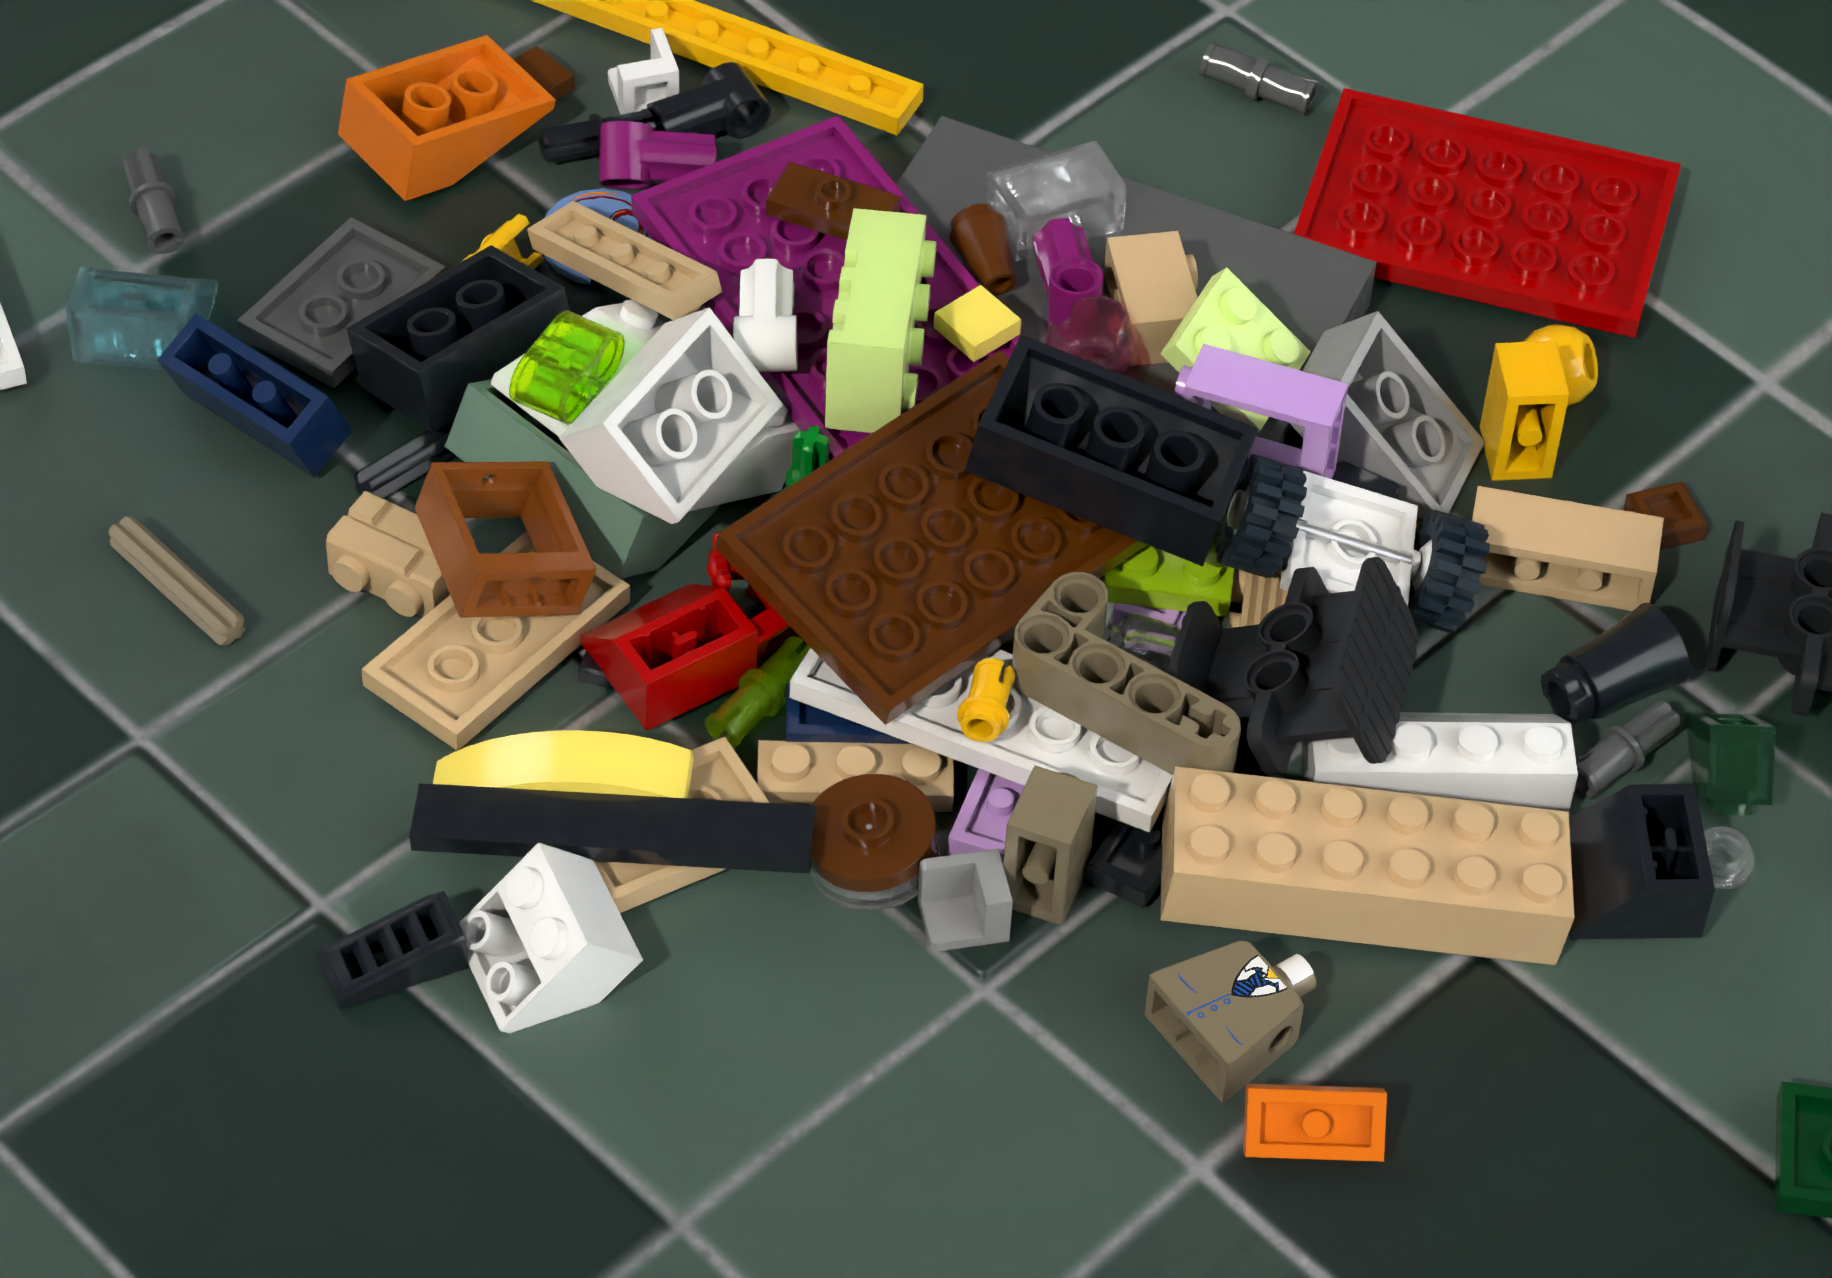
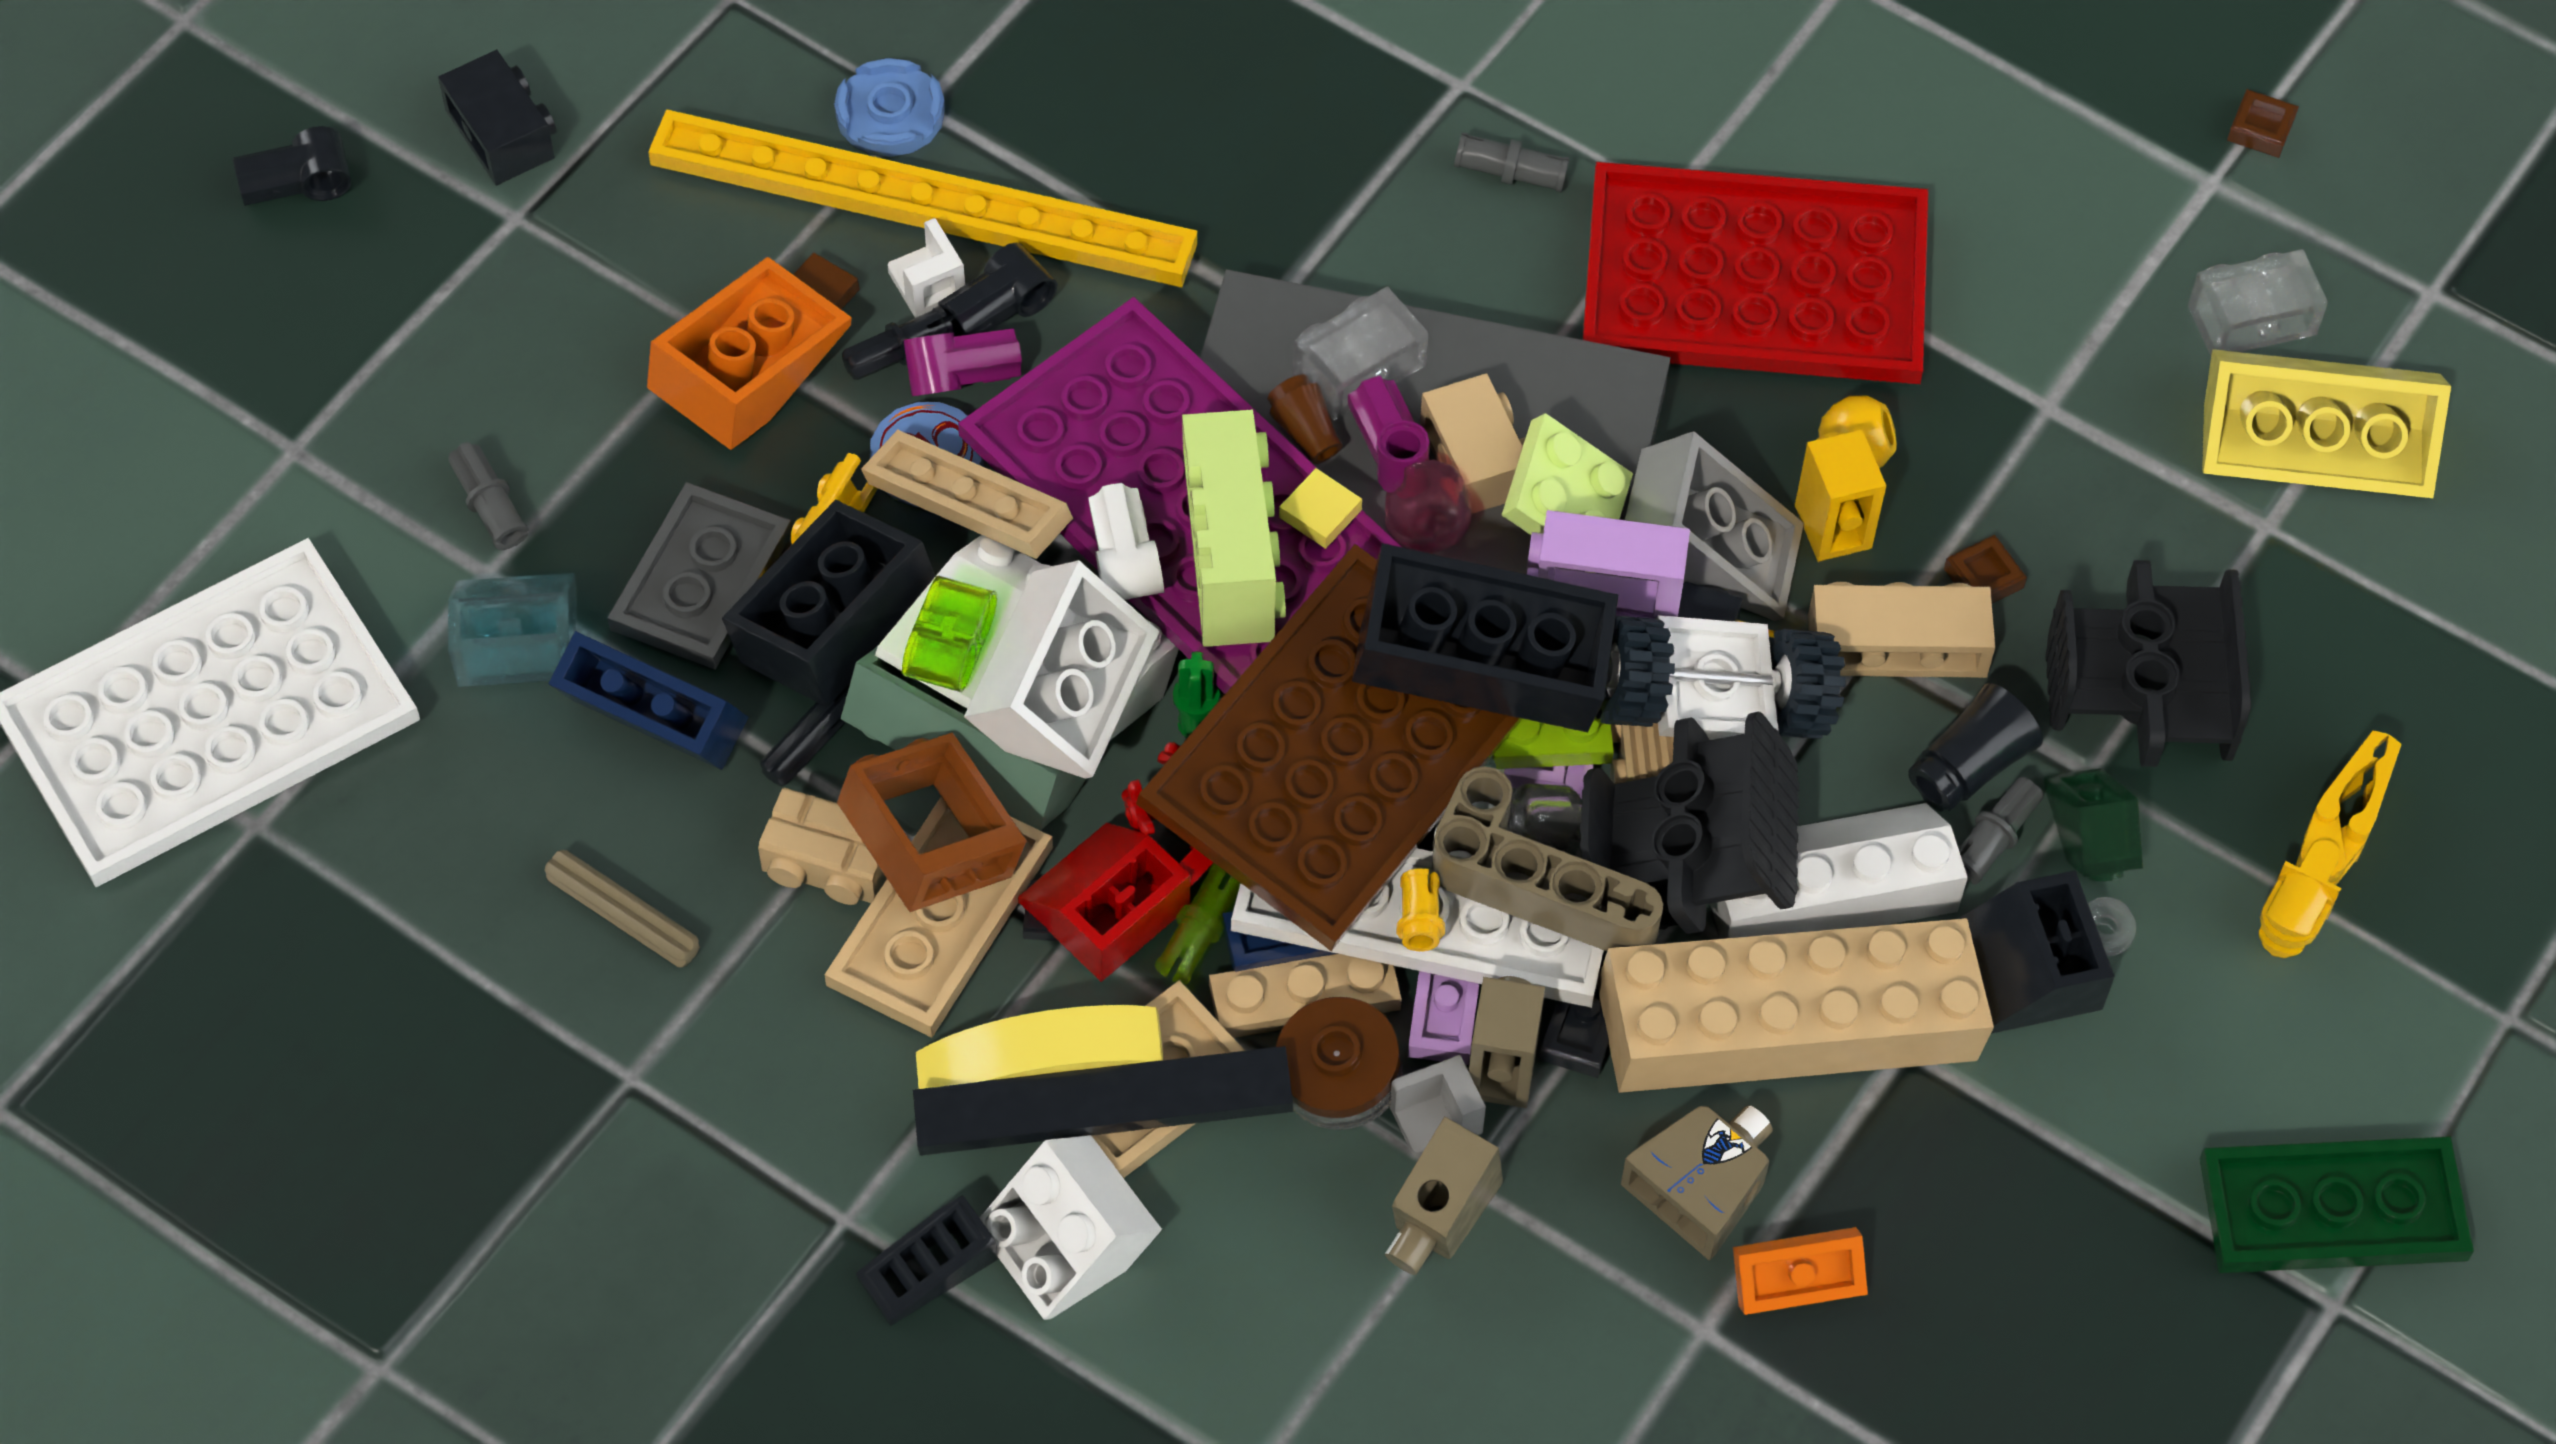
camera: 10 degrees left, 10 degrees up
(823, 200) = (1150, 400): reddish brown plate -> none
(949, 977) = (1454, 1175): none -> dark tan torso

